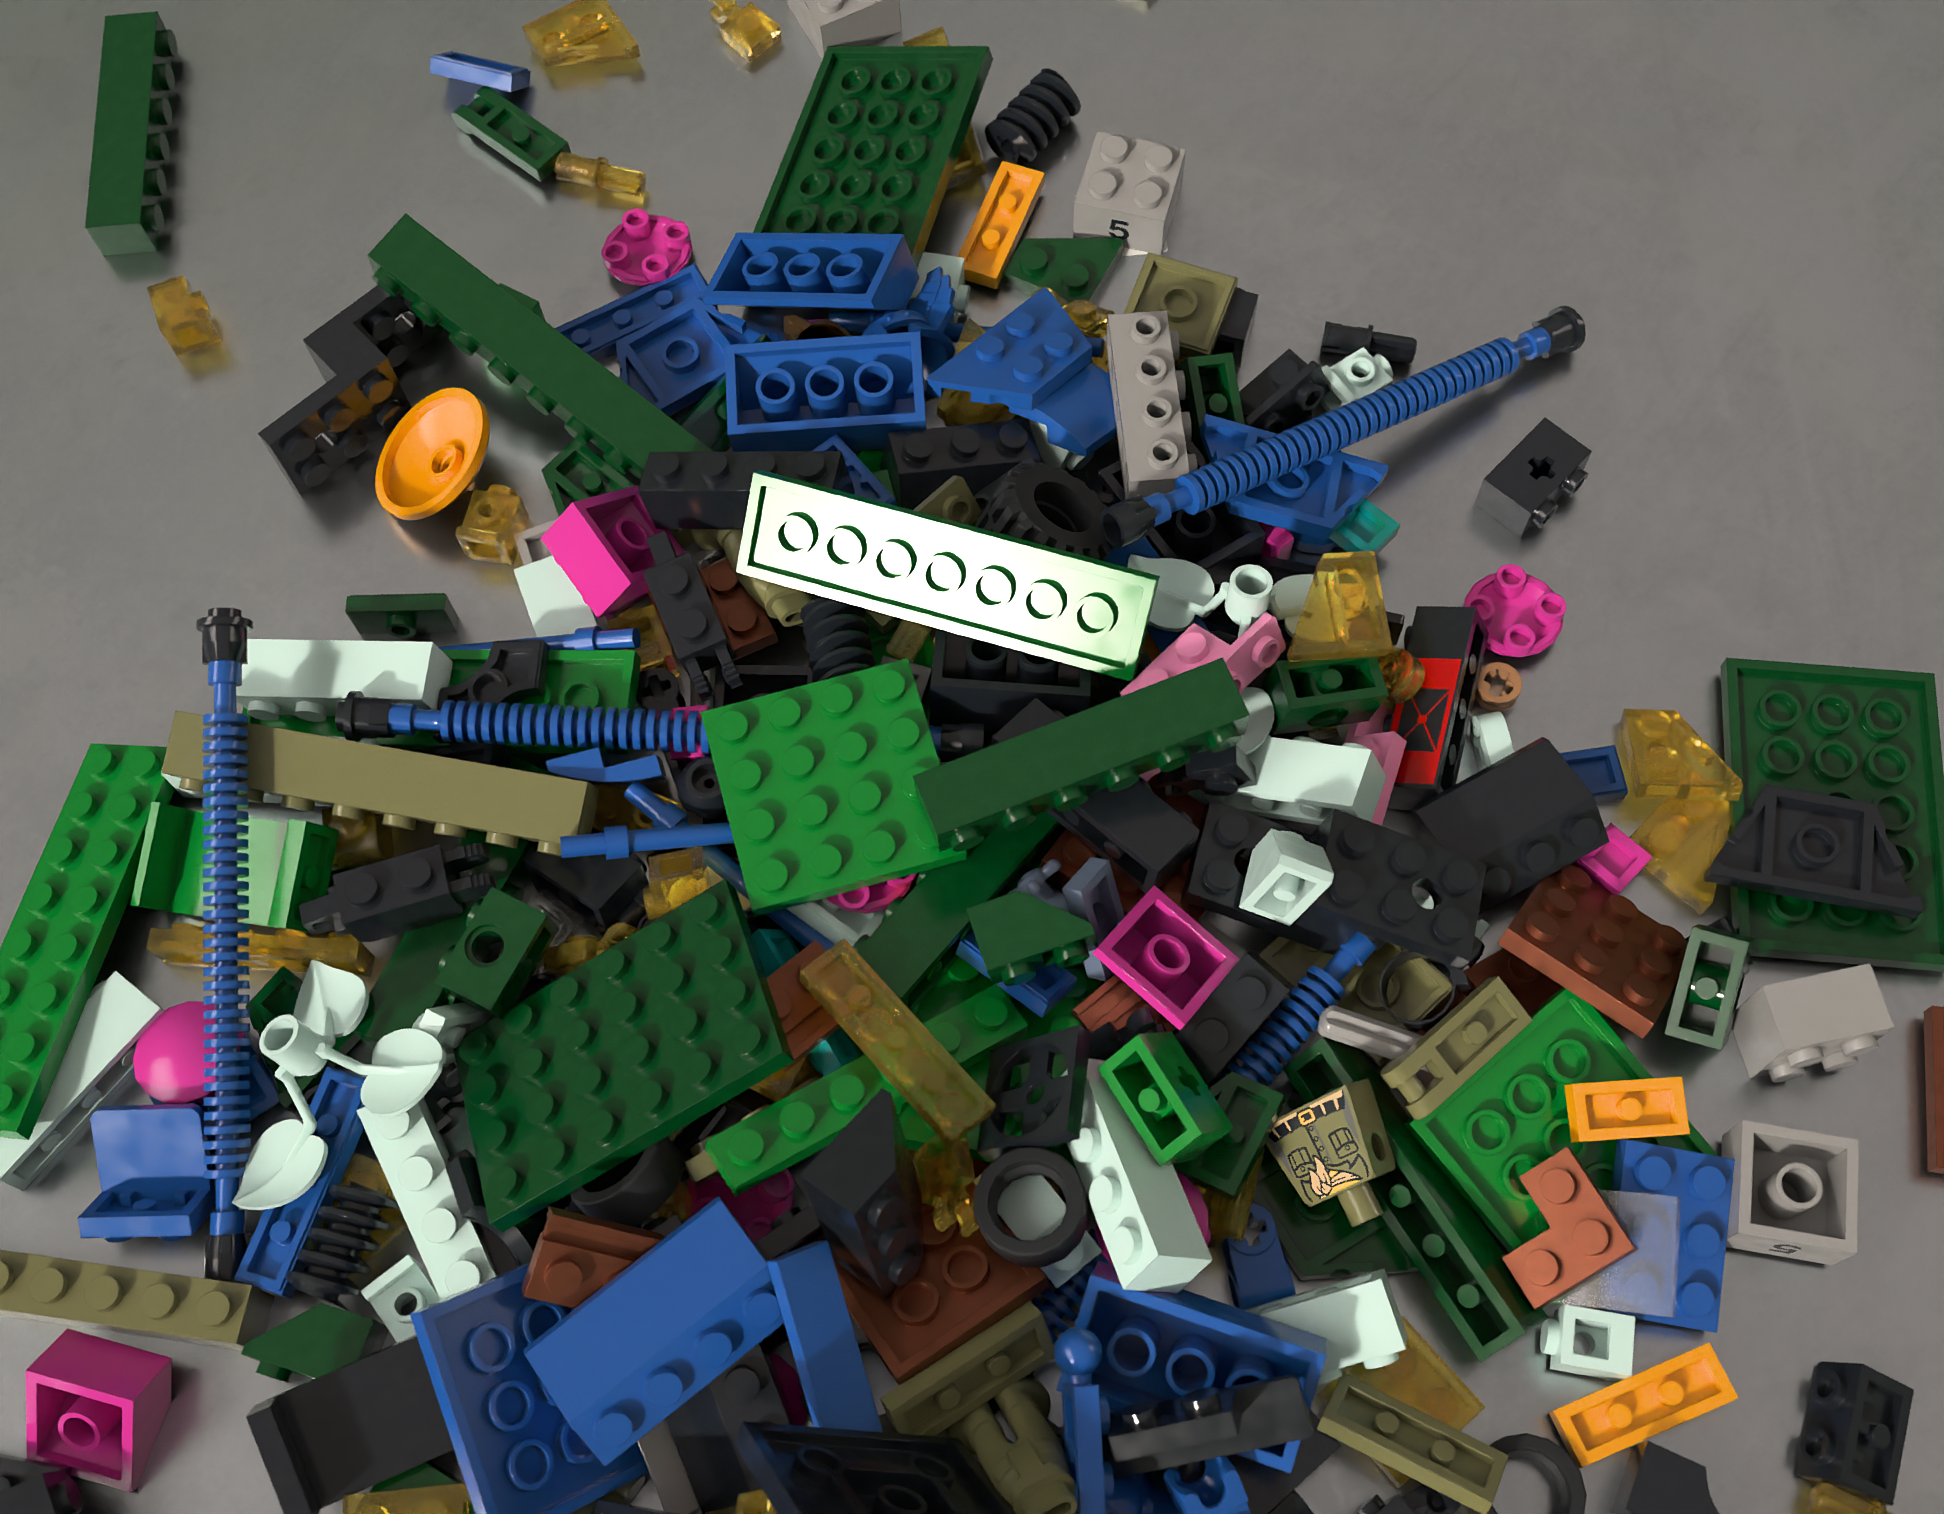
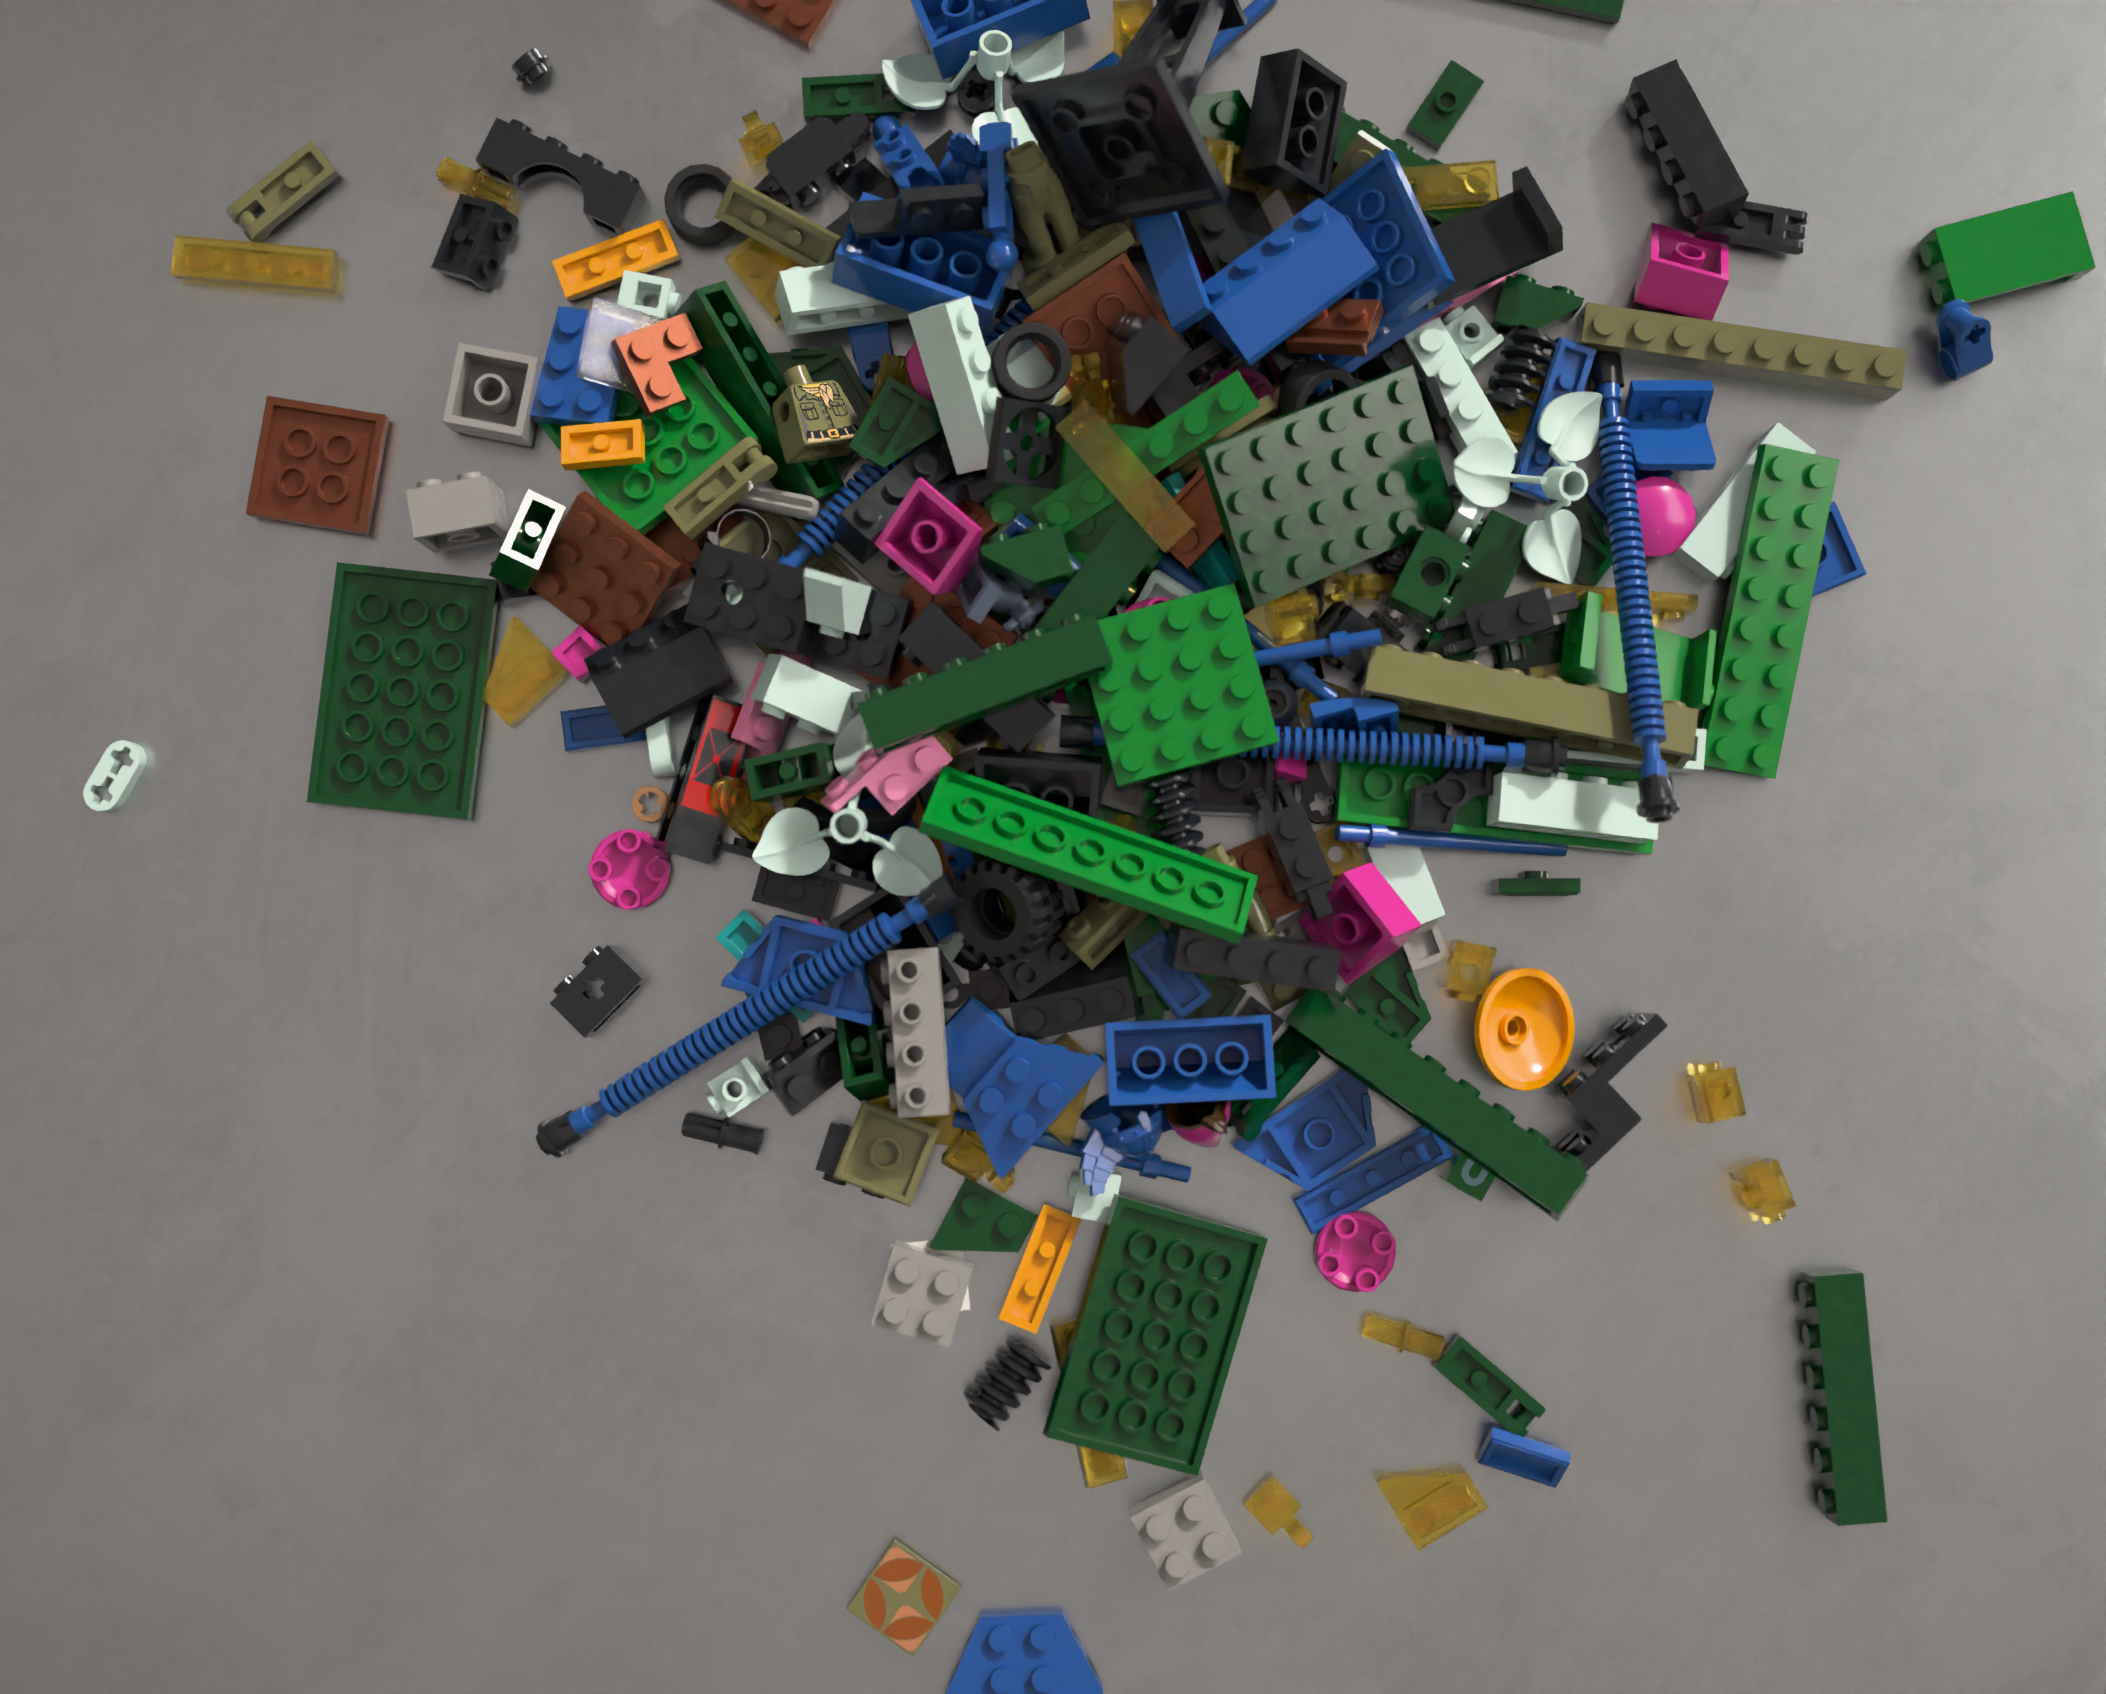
camera: 175 degrees right, 20 degrees up
(220, 404) = (1715, 1092): none -> clear yellow brick
(814, 272) = (1205, 1183): blue slope -> none
(1165, 1098) = (933, 434): green brick -> none
(1342, 611) = (775, 822): clear yellow wing -> none
(1673, 760) = (524, 734): clear yellow wing -> none
(1815, 852) = (431, 646): black wing -> none

